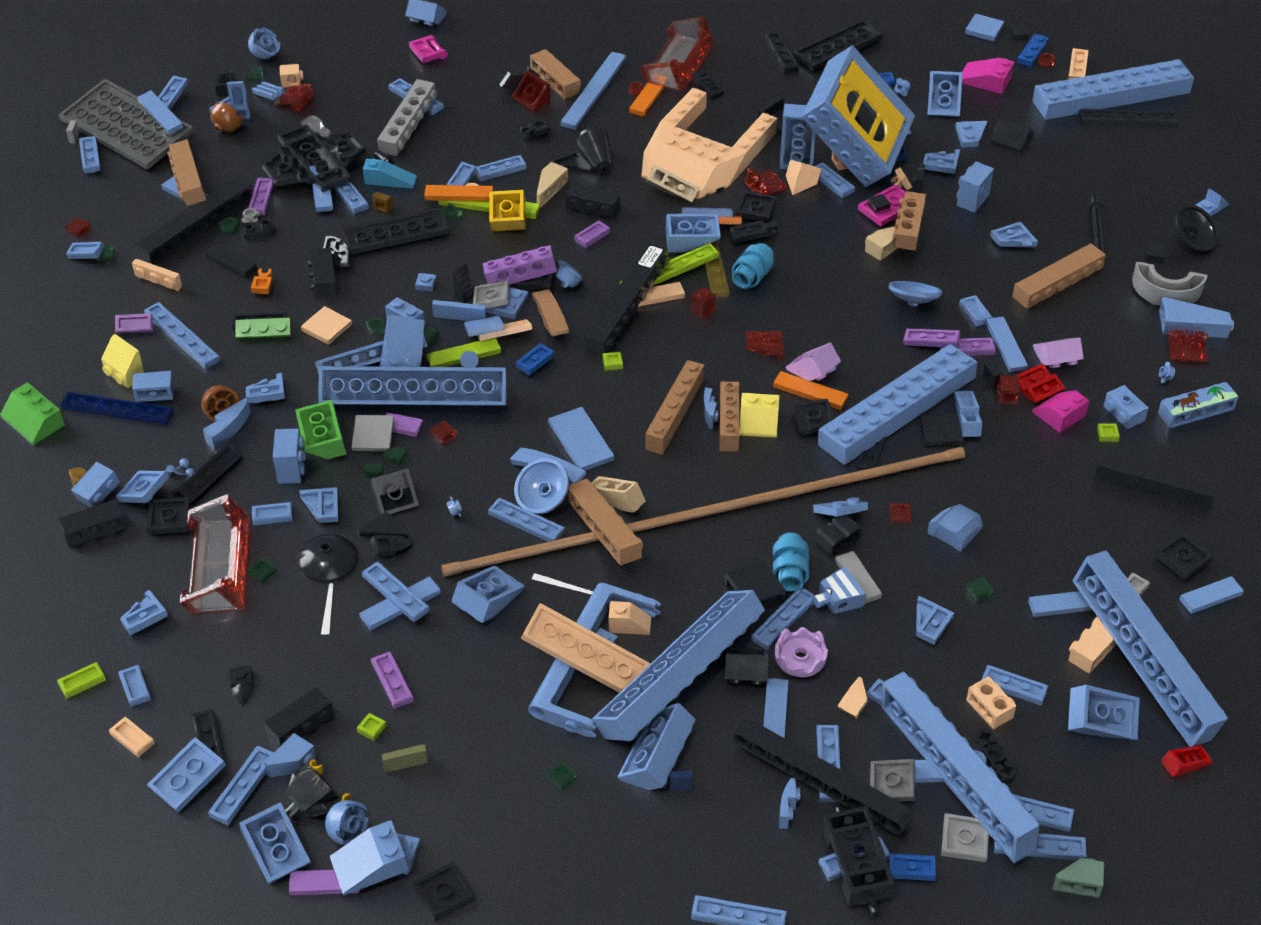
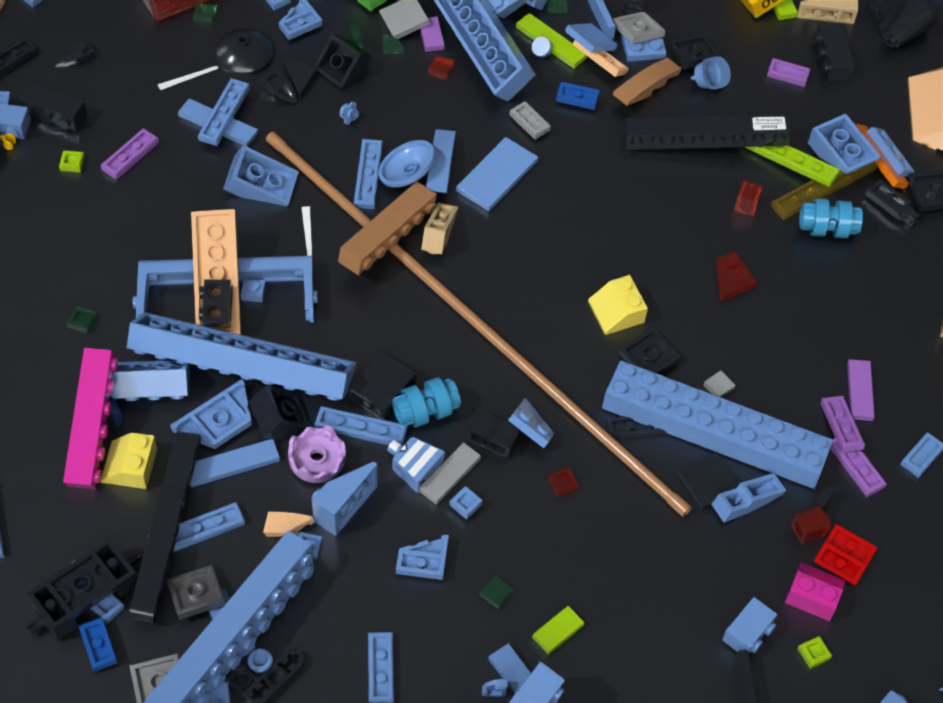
camera: 60 degrees right, 10 degrees up
(404, 758) = (44, 196): olive tile -> none
(521, 266) = (687, 30): medium lavender brick -> none
(540, 397) = (530, 120): none -> light grey plate
(612, 361) = (619, 158): lime tile -> none
(622, 655) = (221, 303): none -> black brick
(628, 619) = (285, 297): light nougat slope -> none
(663, 293) = (743, 162): light nougat tile -> none
(672, 184) = (907, 103): tan slope -> none
(674, 407) = (583, 229): medium nougat brick -> none
(691, 790) = (89, 418): none -> dark pink brick
(710, 413) = (595, 262): medium blue slope -> none
(726, 707) = (218, 417): none -> medium blue wing
(729, 416) = (583, 284): medium nougat brick -> none
(738, 784) = (130, 461): none -> light yellow slope
(788, 803) = (134, 507): medium blue slope -> none
(810, 390) = (689, 340): orange tile -> none
(815, 363) = (724, 327): lavender slope -> none
(860, 390) = (719, 385): none -> light grey tile
(860, 647) = (342, 497): none -> medium blue slope
(892, 576) = (466, 502): none -> medium blue plate
(904, 317) = (860, 390): none -> medium lavender tile
(914, 292) = (901, 379): medium blue dish -> none
(956, 526) = (574, 540): medium blue slope -> none
(991, 702) = (335, 649): light nougat brick -> none
(1006, 344) = (888, 502): medium blue tile -> none
(1028, 565) = (558, 630): none -> lime tile
(1059, 351) = (908, 558): lavender slope -> none
(1065, 618) = (495, 688): none -> medium blue tile
(1078, 454) = (750, 627): none -> medium blue brick
(1125, 407) = (863, 656): medium blue brick -> none

